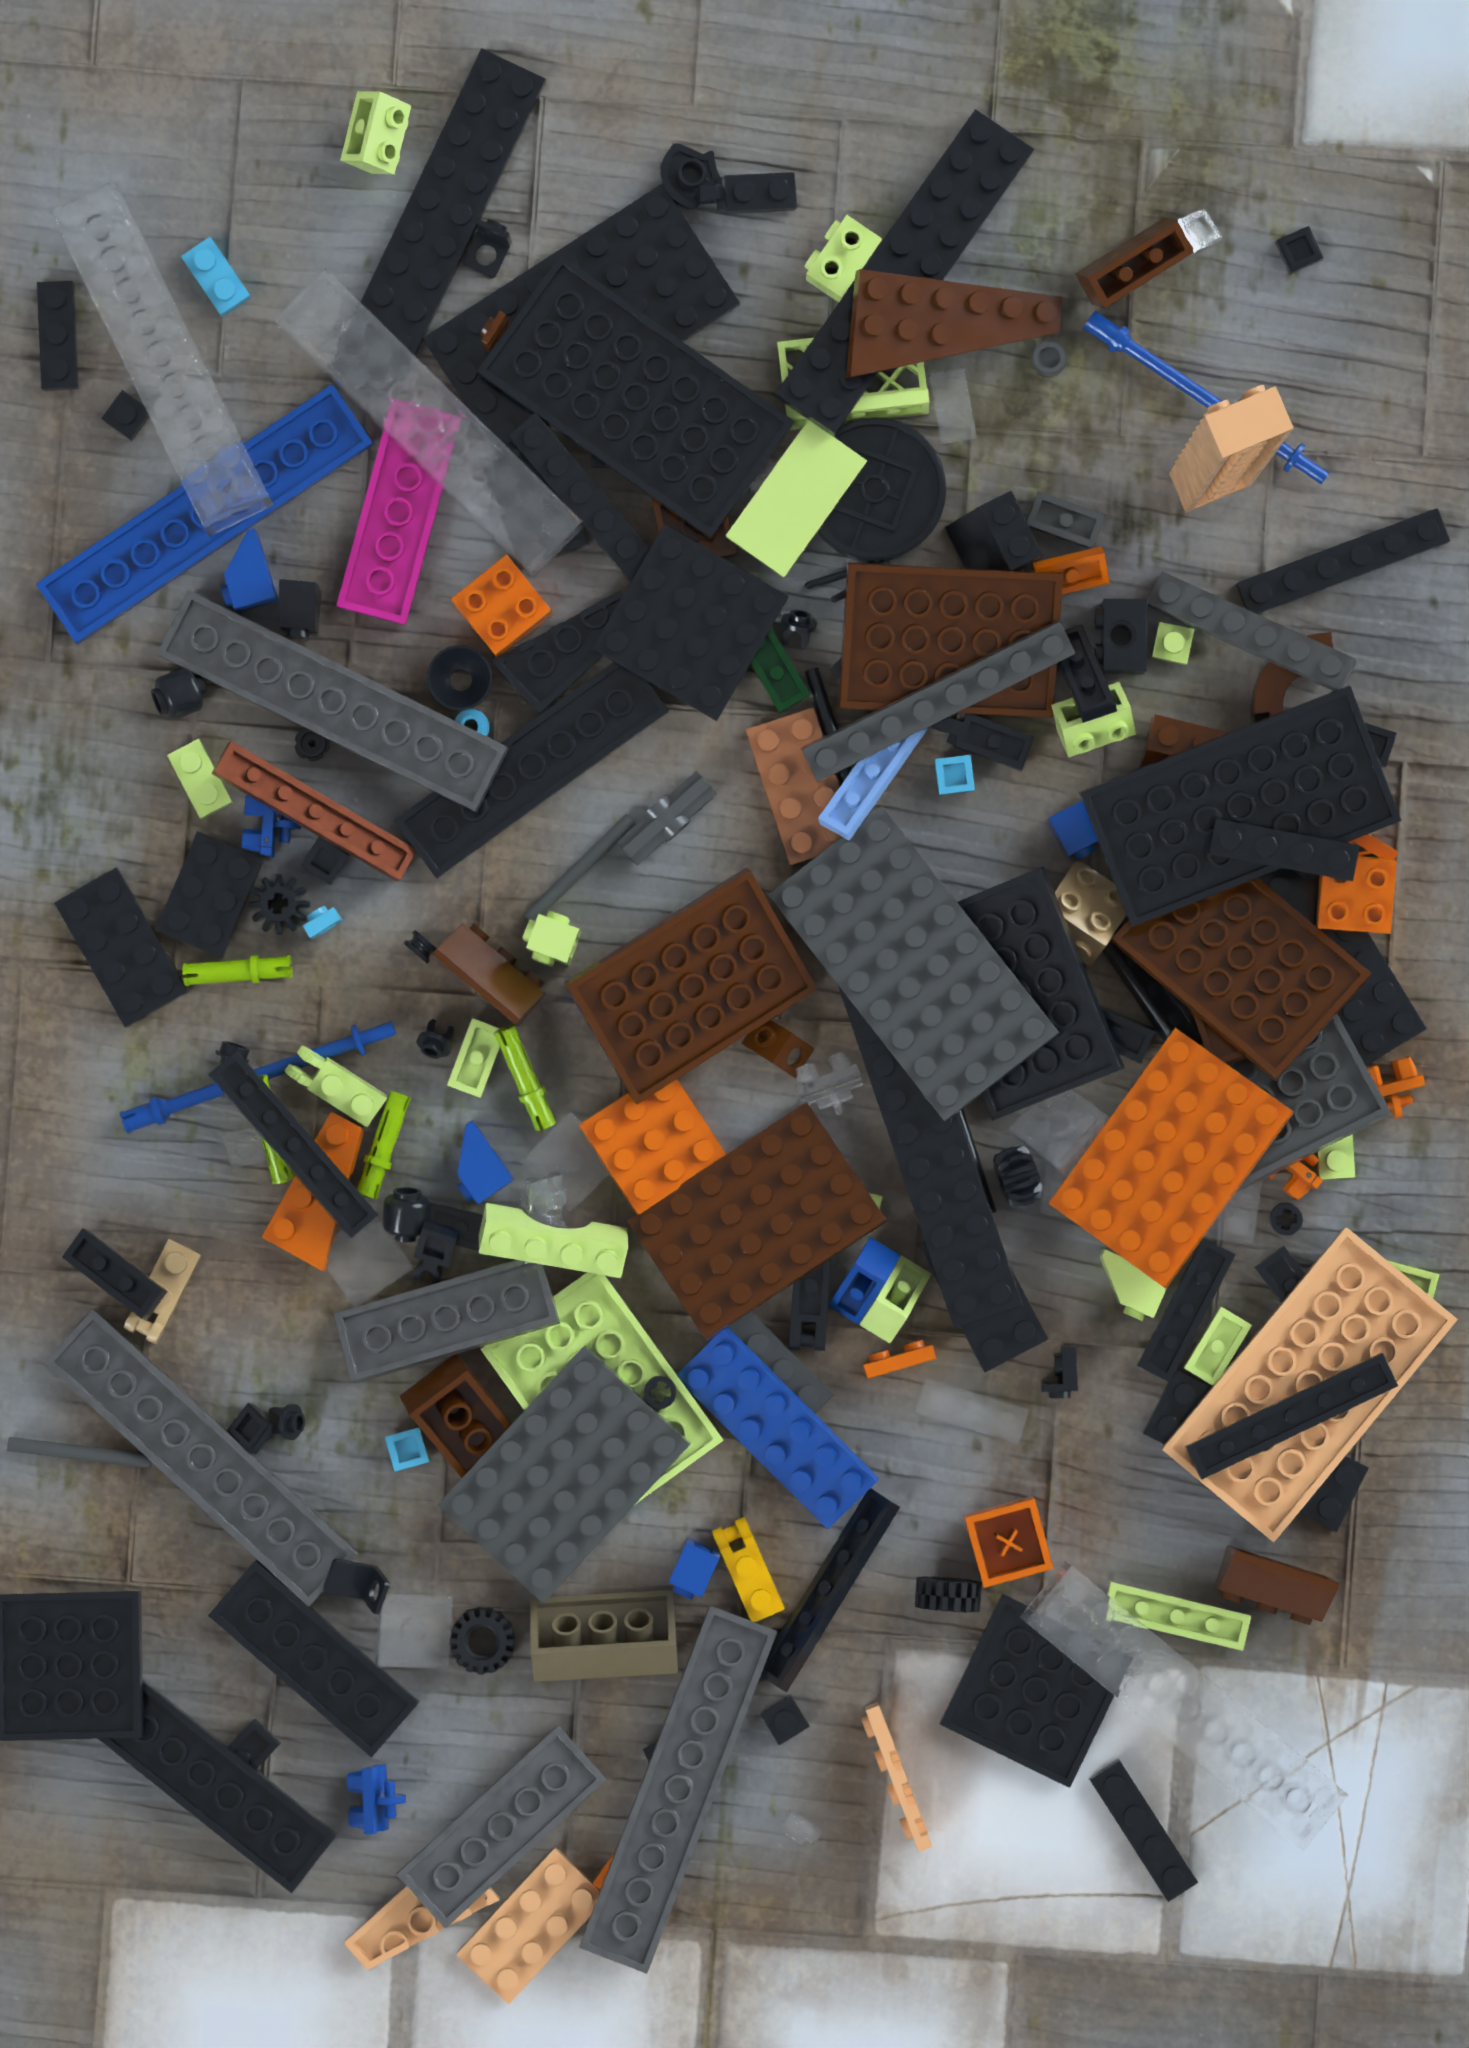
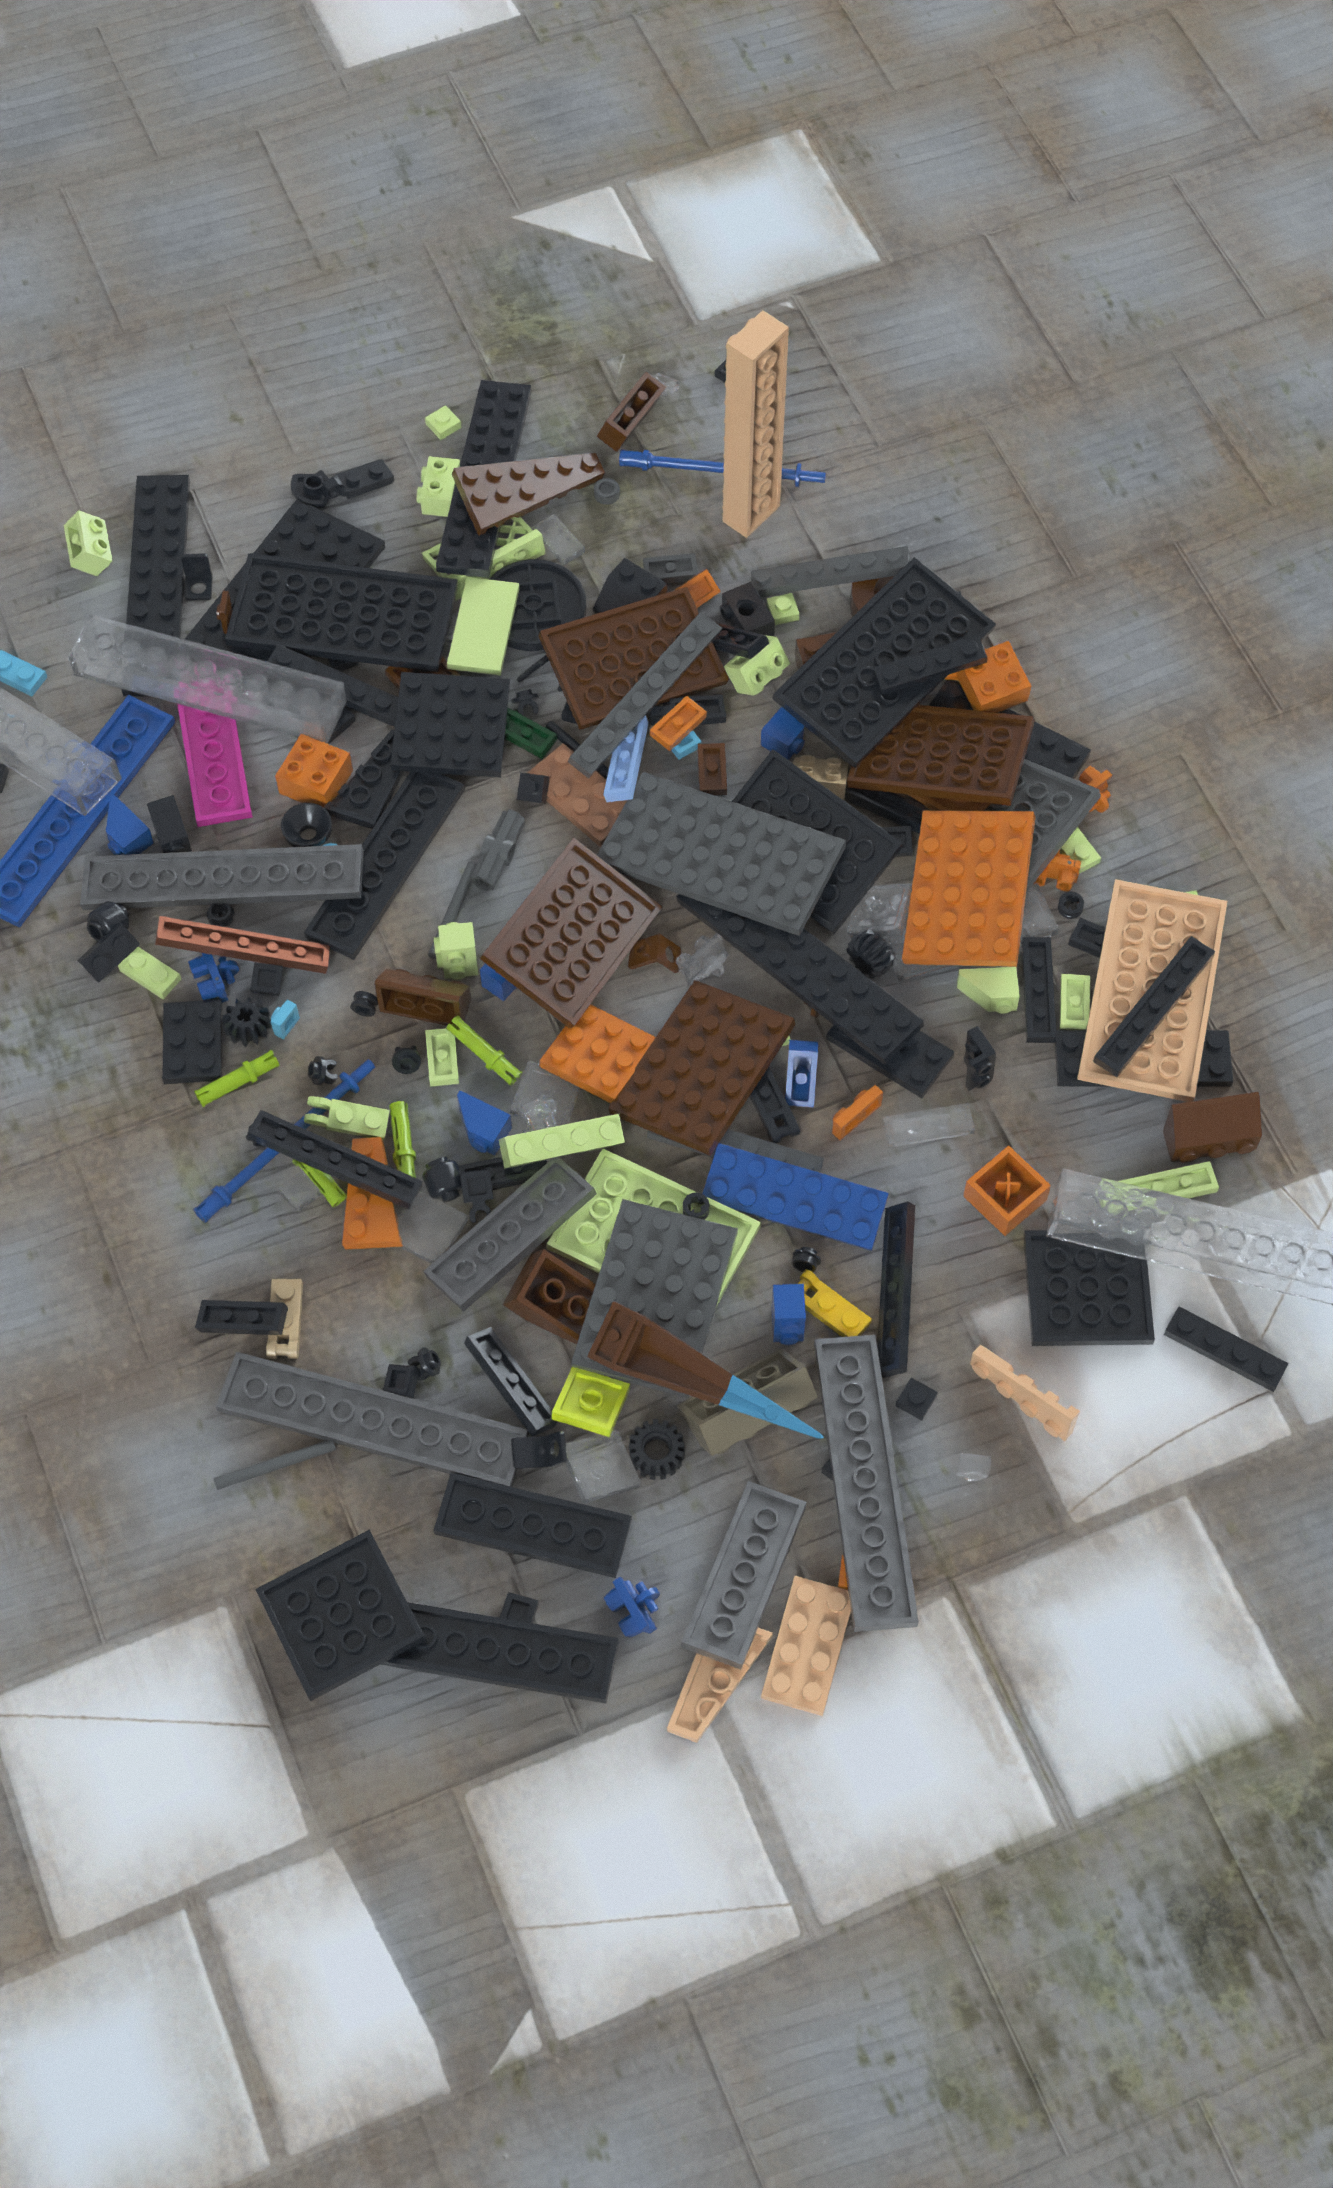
camera: 25 degrees left, 25 degrees down
(121, 947) = (142, 1104): black plate -> none
(162, 737) = (108, 952): none -> black plate
(331, 1006) = (318, 1071): none -> black plate
(367, 1488) = (511, 1381): none -> black plate
(407, 1449) = (527, 1340): medium azure plate -> none
(438, 1556) = (590, 1401): none -> neon yellow plate
(518, 1550) = (651, 1353): none -> reddish brown plate
(746, 755) = (533, 788): none -> black plate
(751, 1505) = (806, 1259): none -> black plate
(895, 1299) = (831, 1076): yellowish green slope -> none
(898, 149) = (443, 422): none -> yellowish green plate
(948, 1594) = (985, 1245): black tyre -> none
(956, 759) = (678, 723): none -> orange plate
(969, 832) = (712, 768): none -> reddish brown plate
(1343, 562) = (869, 515): black plate -> none

